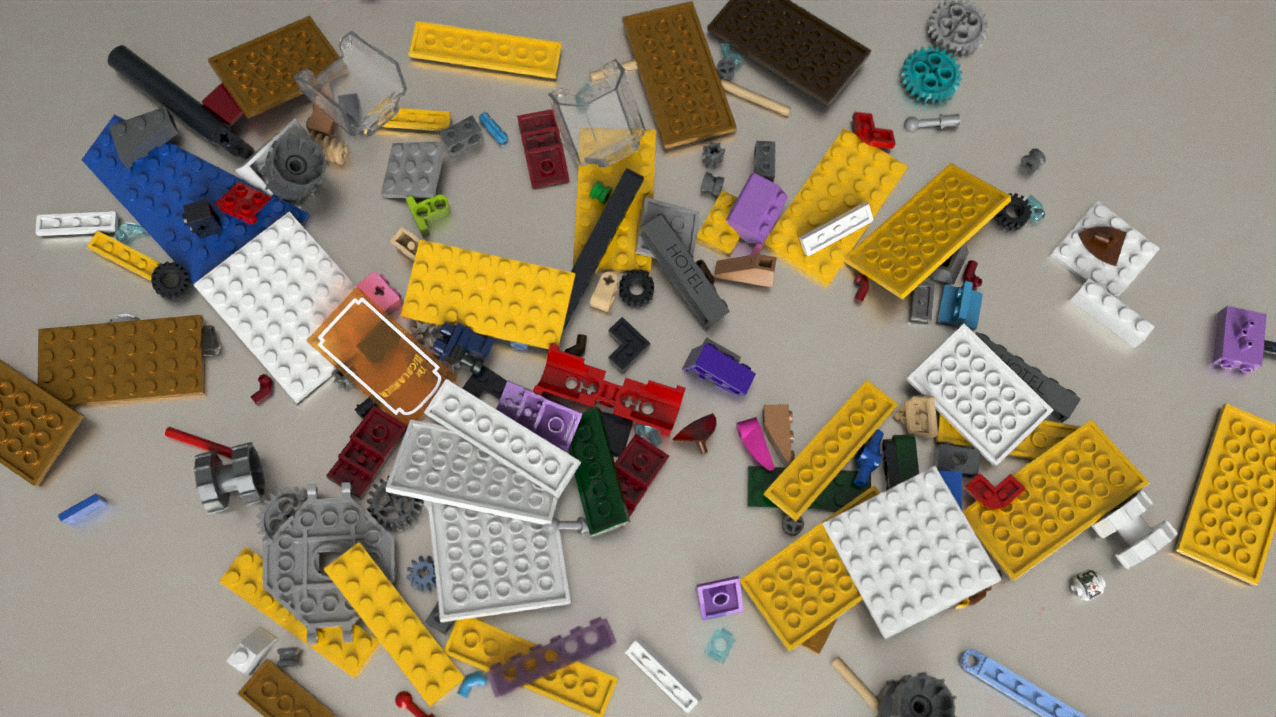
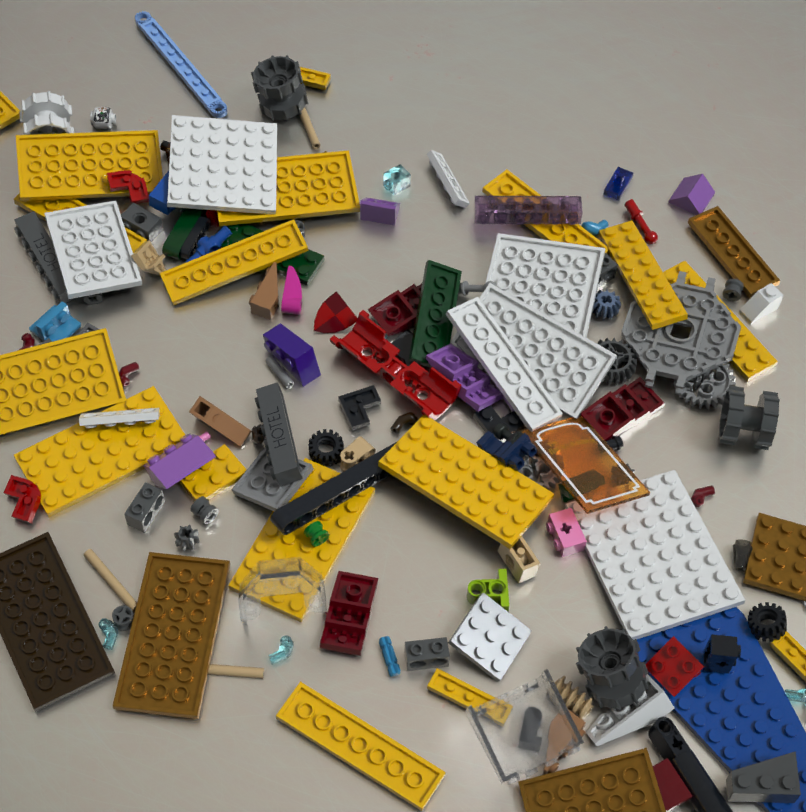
camera: 155 degrees left, 15 degrees down
(198, 442) = (766, 470): red piece -> none

